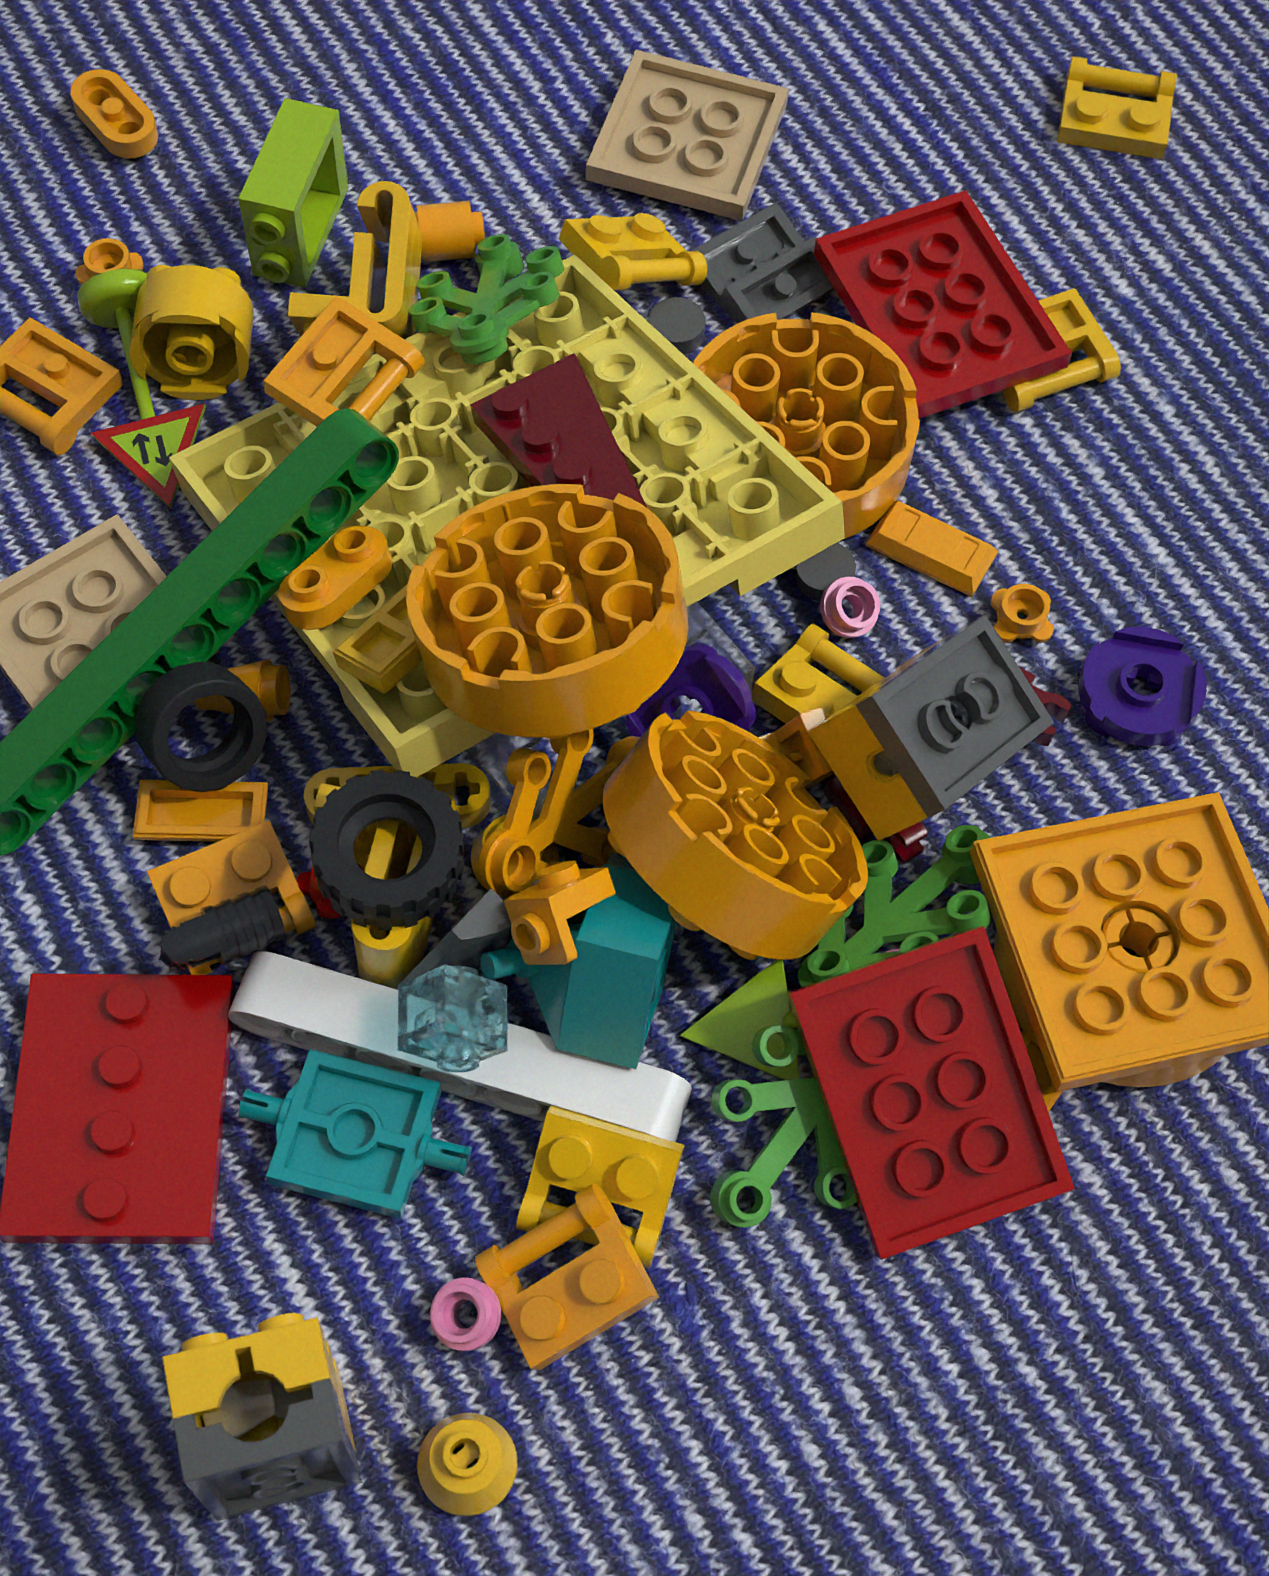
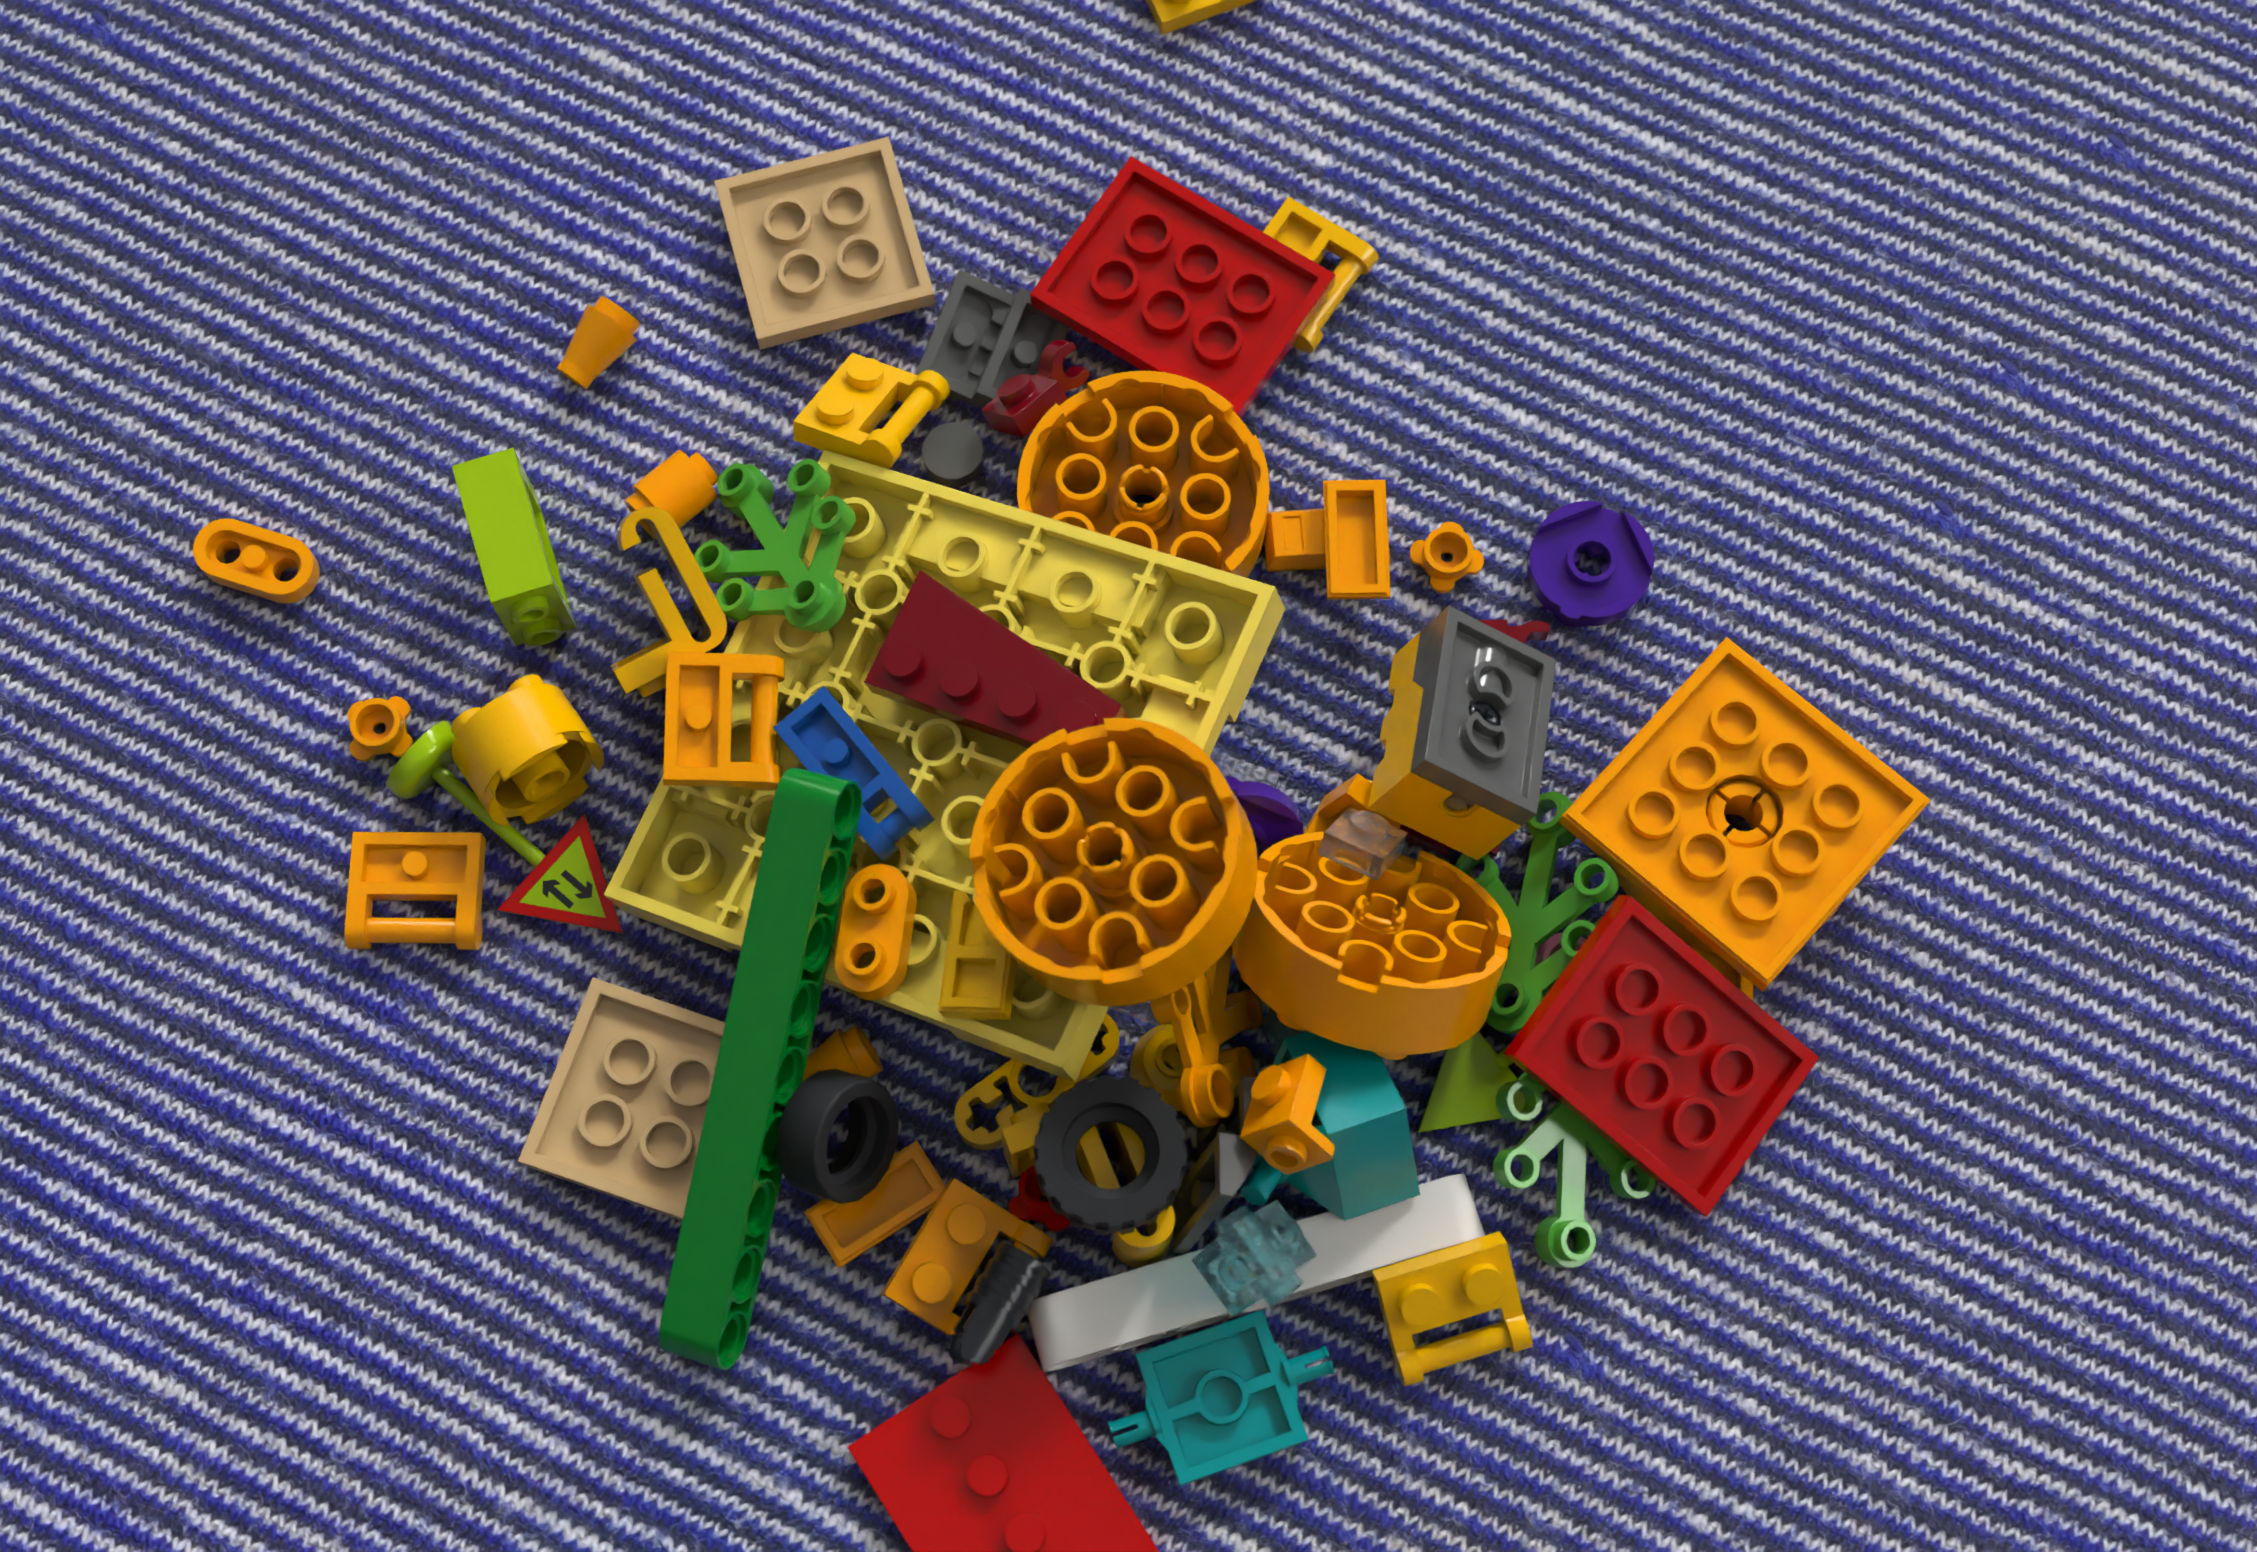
camera: 30 degrees left, 10 degrees up
(415, 426) = (835, 746): none -> blue plate
(445, 1314) = (1416, 1505): bright pink plate -> none
(469, 108) = (598, 341): none -> light orange cone
(576, 1298) = (1496, 1415): light orange plate -> none
(757, 301) = (1028, 397): none -> dark red plate
(786, 760) = (1363, 842): none -> clear plate
(797, 687) = (1325, 757): yellow plate -> none
(864, 603) = (1312, 639): bright pink plate -> none
(951, 553) = (1356, 539): none -> light orange tile

